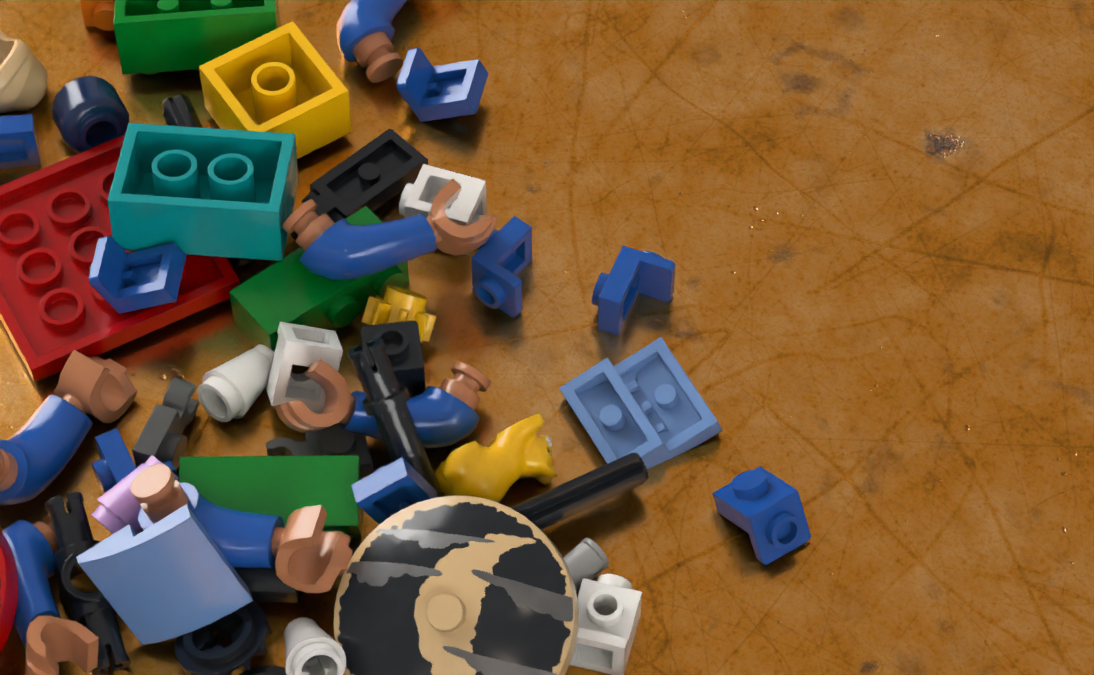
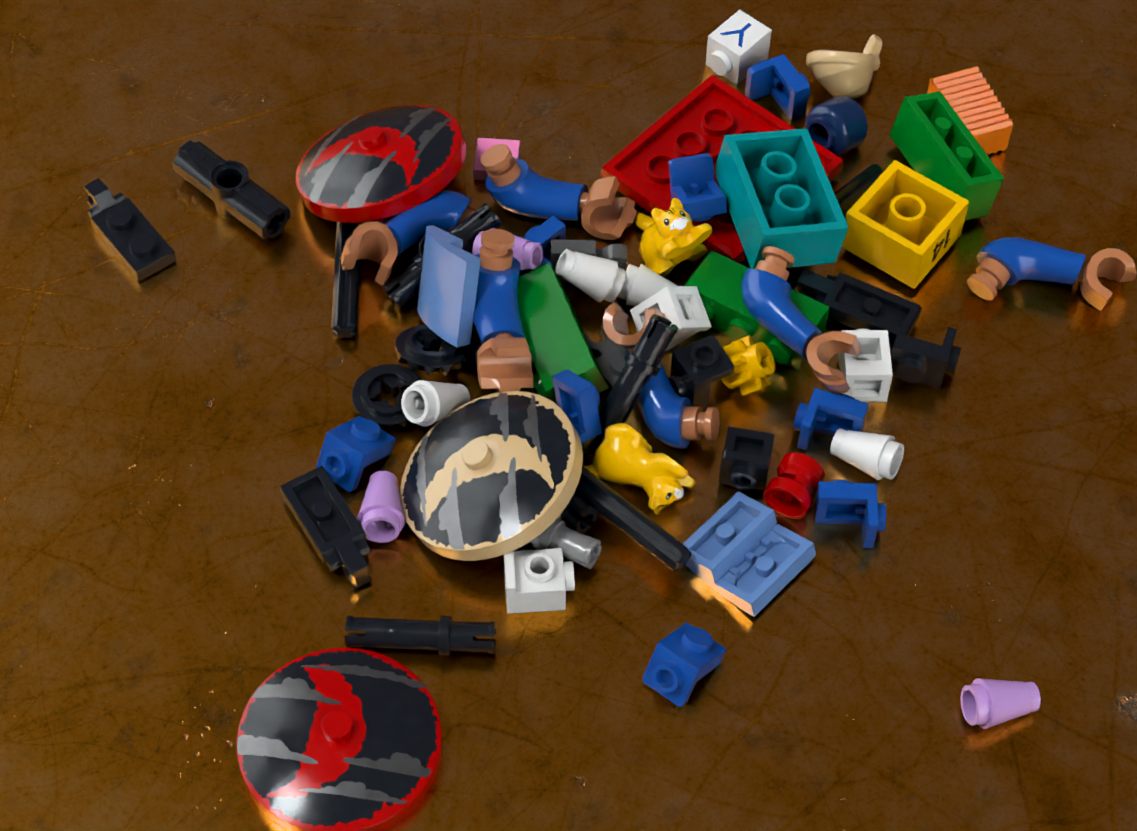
camera: 70 degrees right, 0 degrees up
(189, 332) = (670, 238): none -> yellow animal
(207, 423) = (591, 274): none -> white cone
(441, 89) = (979, 324): blue bracket -> none
(466, 142) = (924, 361): none -> black bracket
(524, 363) = (746, 458): none -> black bracket
(560, 247) = (869, 452): none -> white cone
(578, 329) = (792, 489): none -> red wheel
(909, 246) = (997, 701): none -> lavender cone

